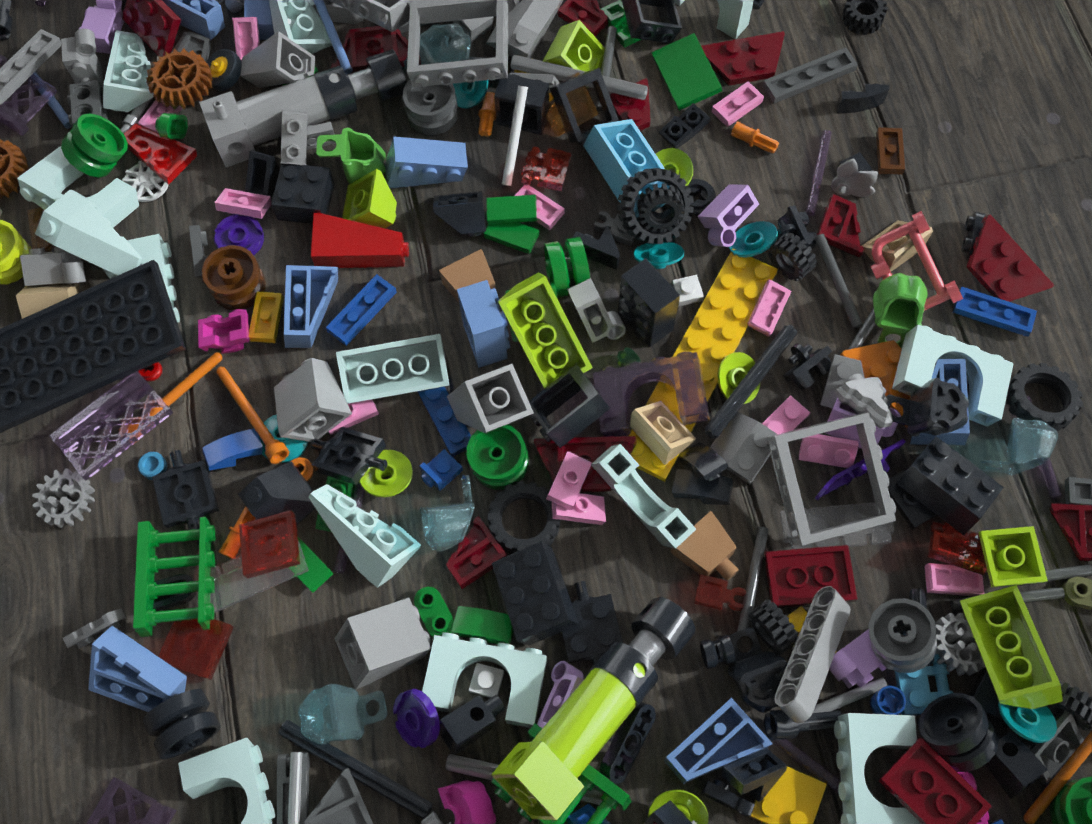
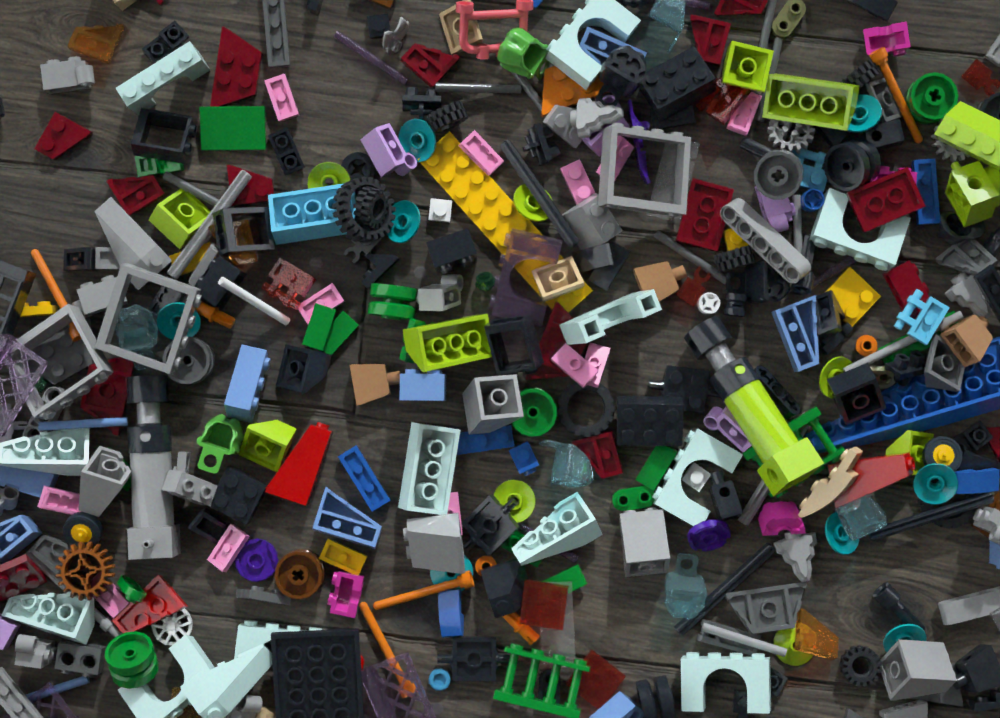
camera: 75 degrees left, 20 degrees up
(709, 614) = (711, 301): none -> white wheel
(754, 137) = (320, 97): orange axle -> none
(1020, 508) = (710, 38): none -> dark red wing

